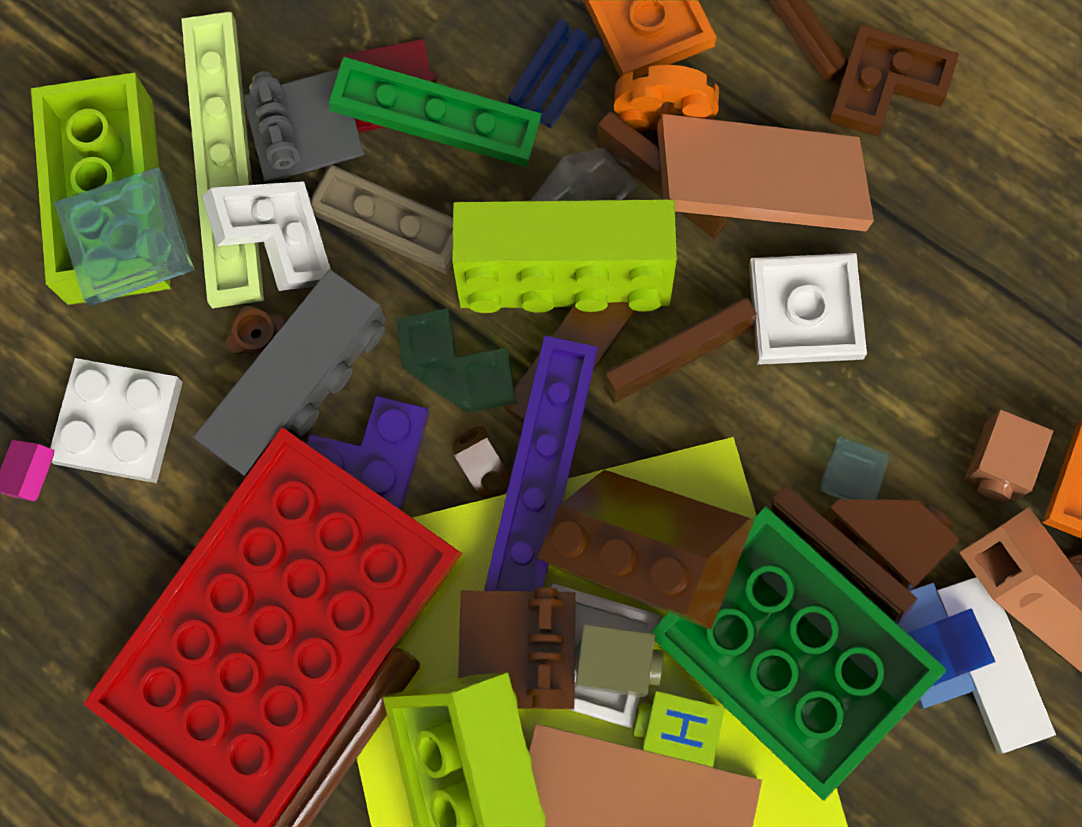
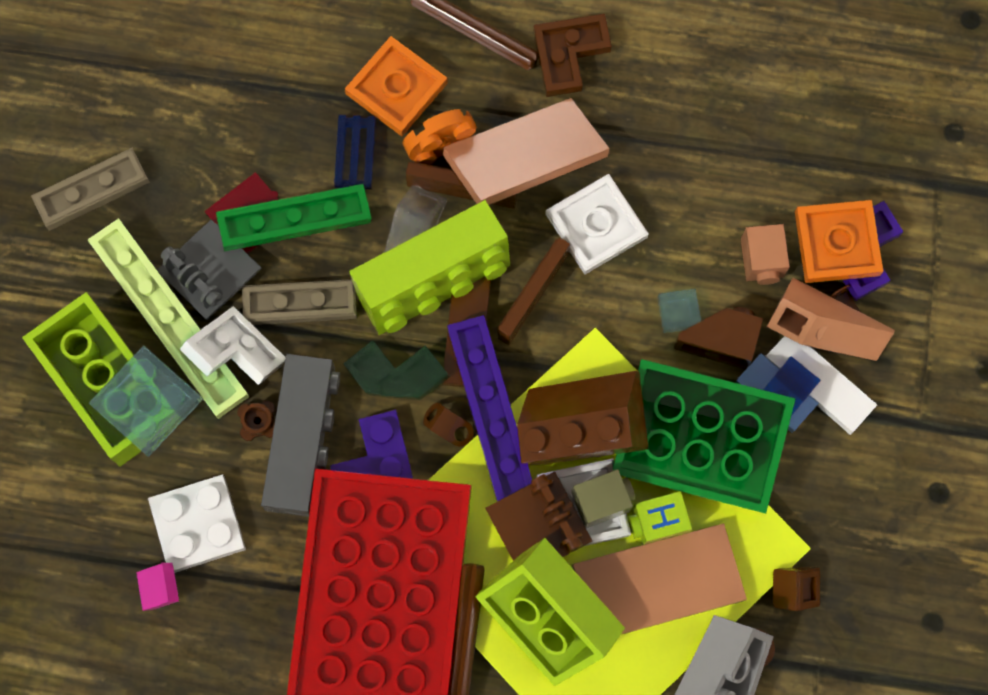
camera: 35 degrees left, 0 degrees up
(844, 555) = (700, 363): reddish brown tile -> none

